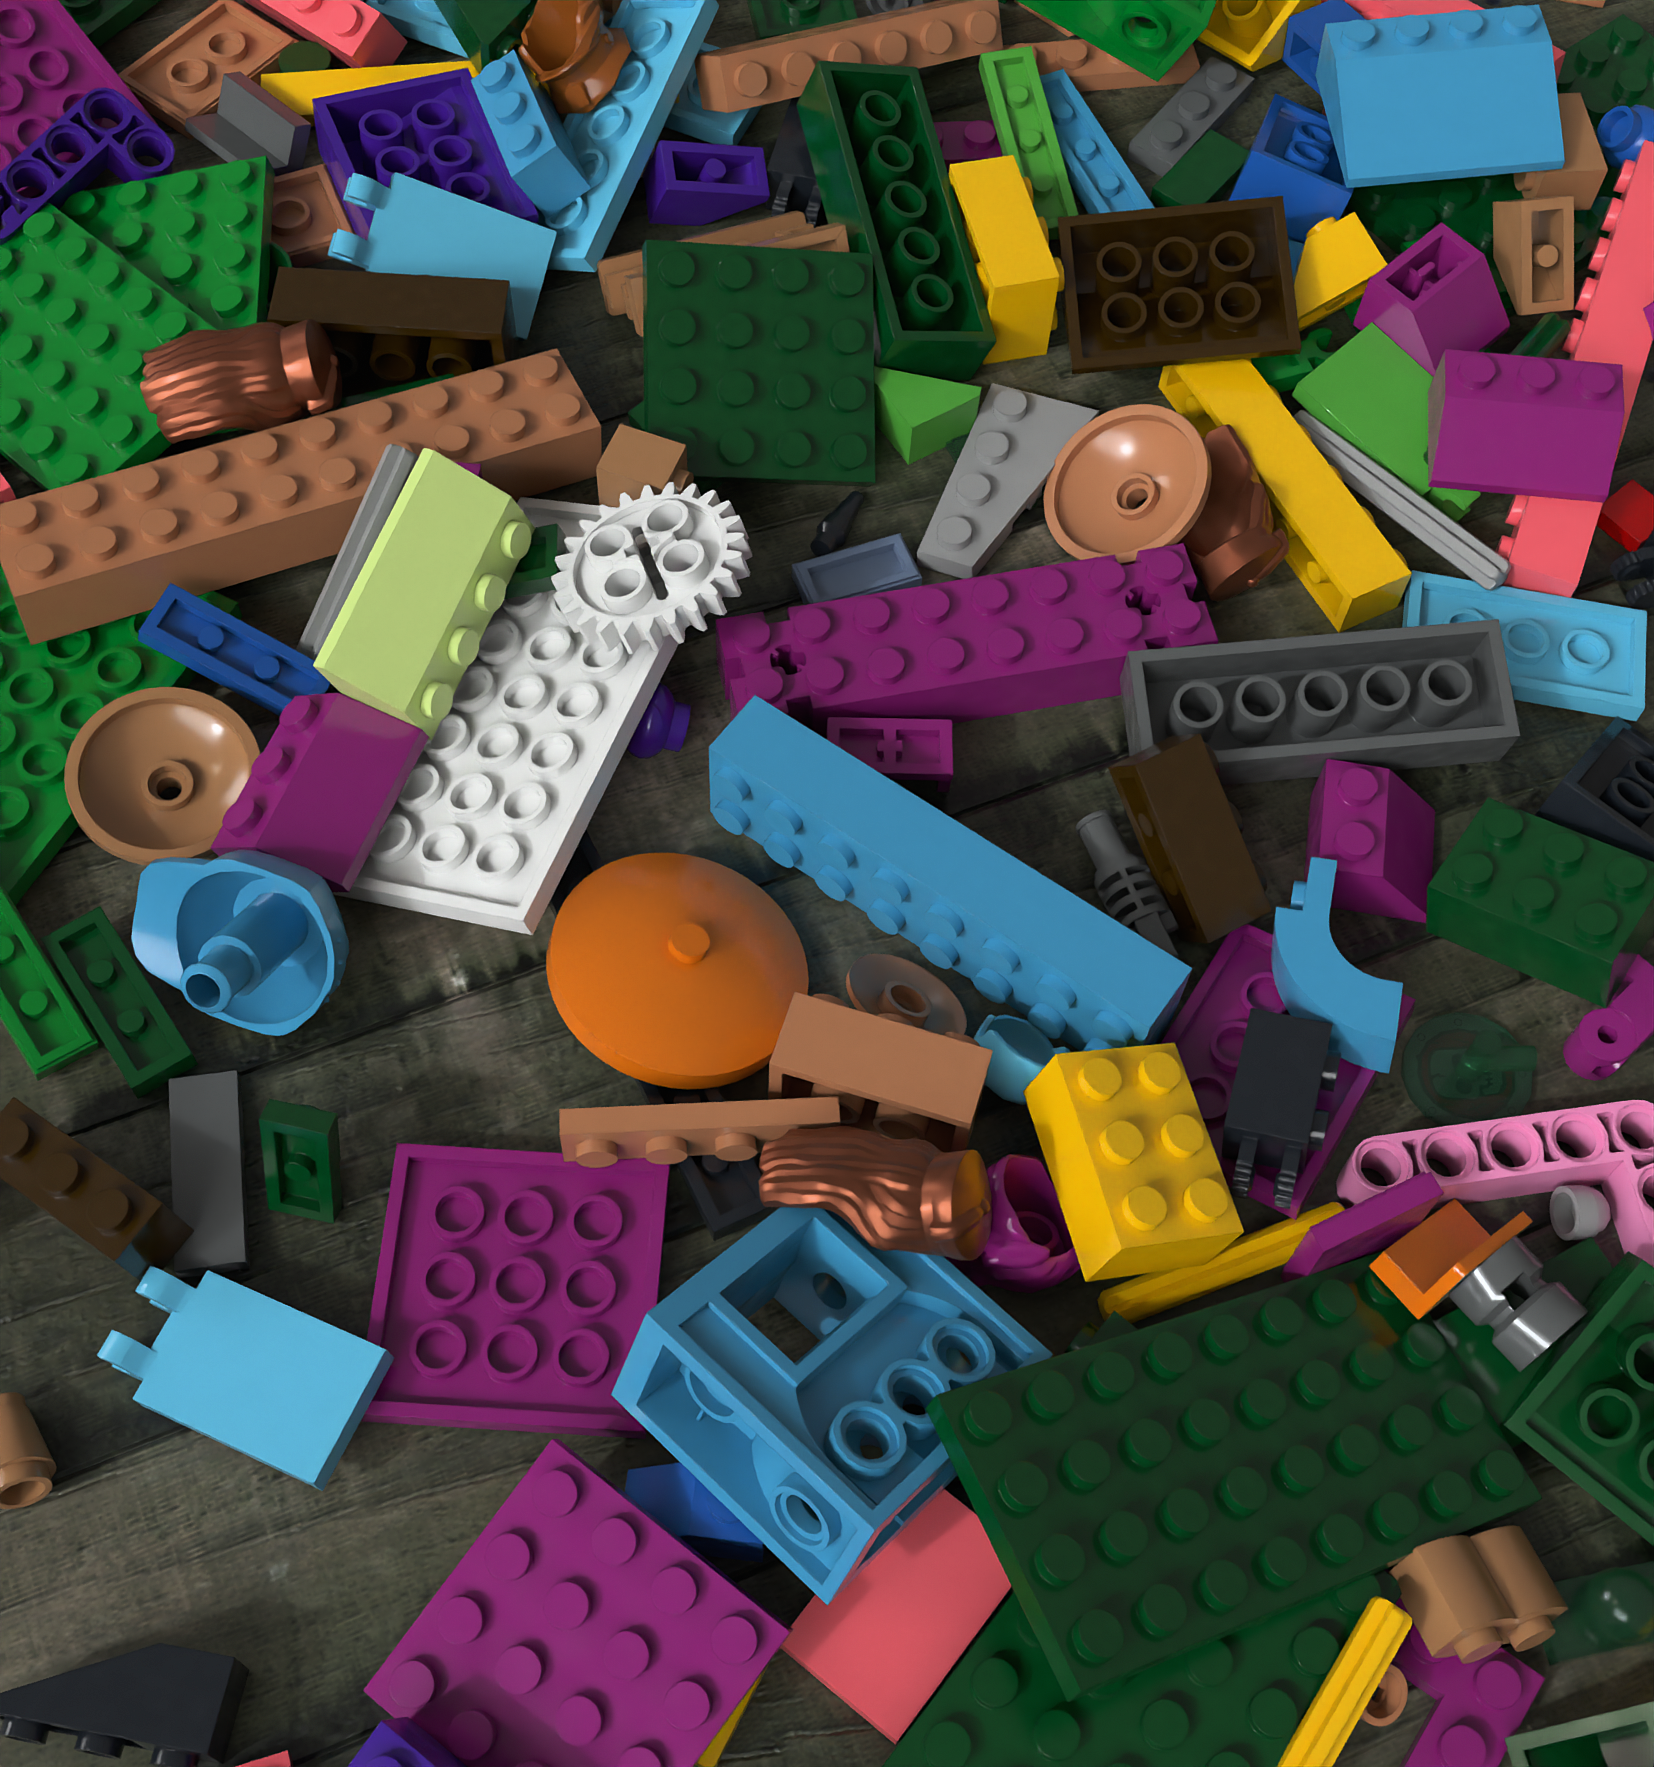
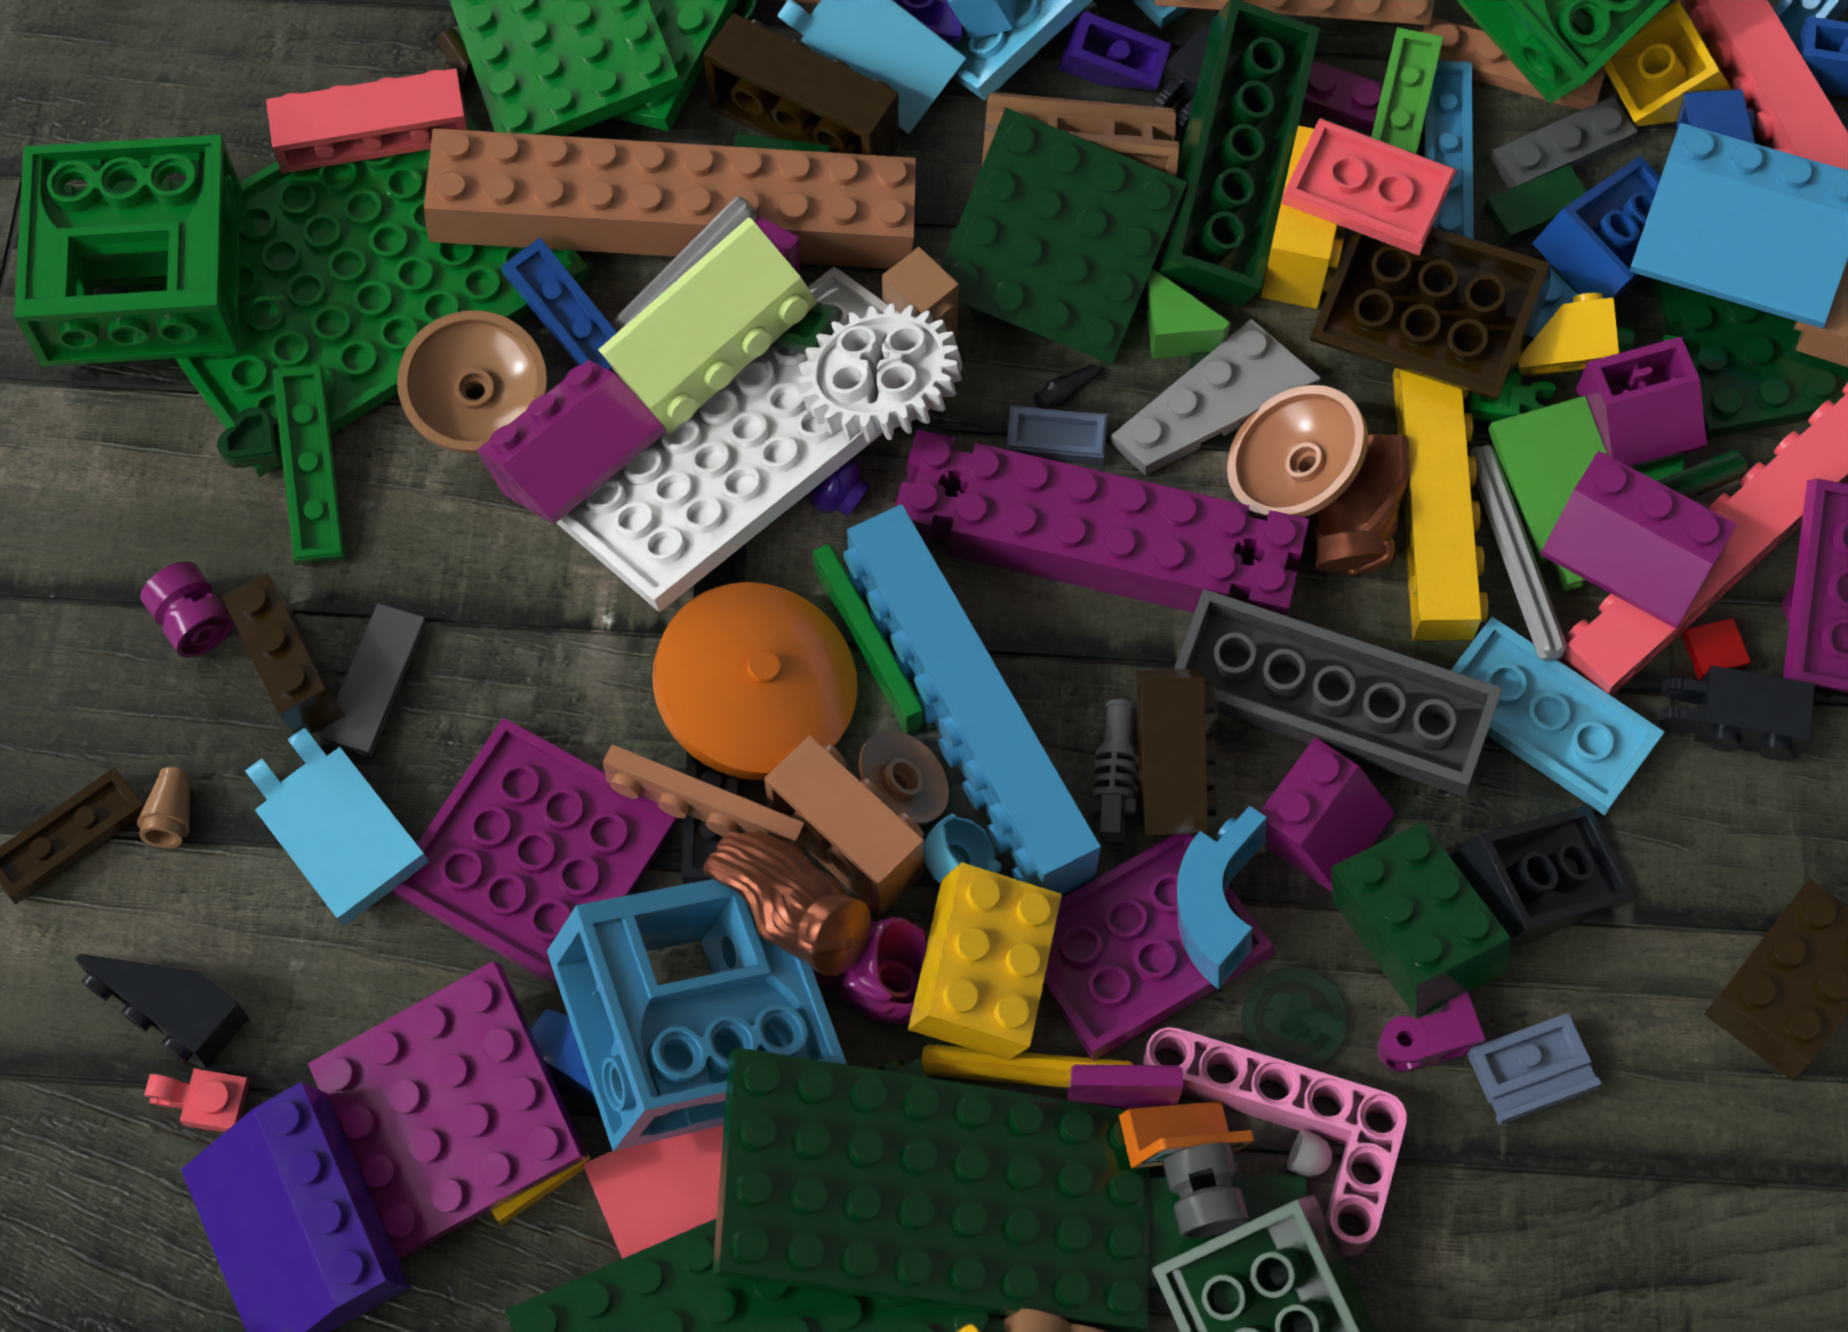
camera: 30 degrees right, 5 degrees up
(119, 1002) = (370, 533): dark green plate -> none
(241, 378) = (664, 95): copper hair -> none
(242, 937) = (467, 526): dark azure piece -> none
(301, 1160) = (432, 700): dark green hinge -> none
(779, 869) = (868, 639): none -> green tile
(898, 746) = (996, 586): magenta hinge -> none
(1059, 192) = (1369, 186): none -> coral tile
(1276, 1100) = (1117, 970): black hinge -> none
(1536, 252) = (1764, 392): medium nougat slope -> none

